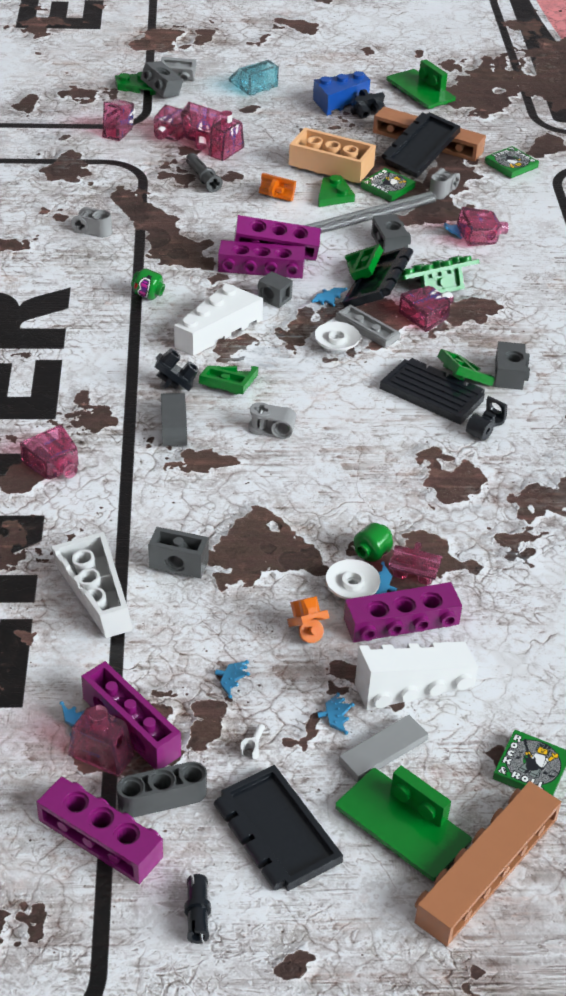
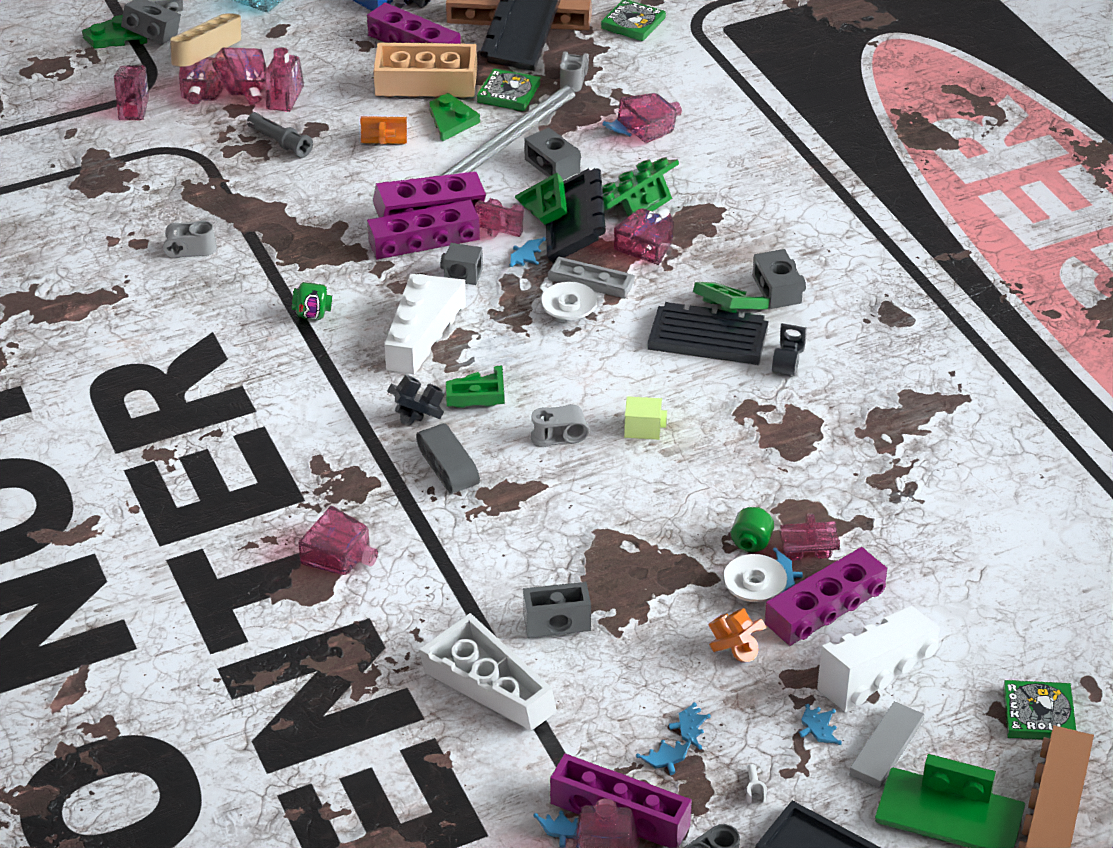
camera: 20 degrees left, 0 degrees up
(178, 96) = (205, 39): none -> tan beam
(198, 694) = (667, 755): none -> dark azure piece
(321, 266) = (499, 218): none -> clear pink hips
(331, 121) = (399, 26): none -> magenta brick
(340, 434) = (644, 418): none -> yellowish green brick

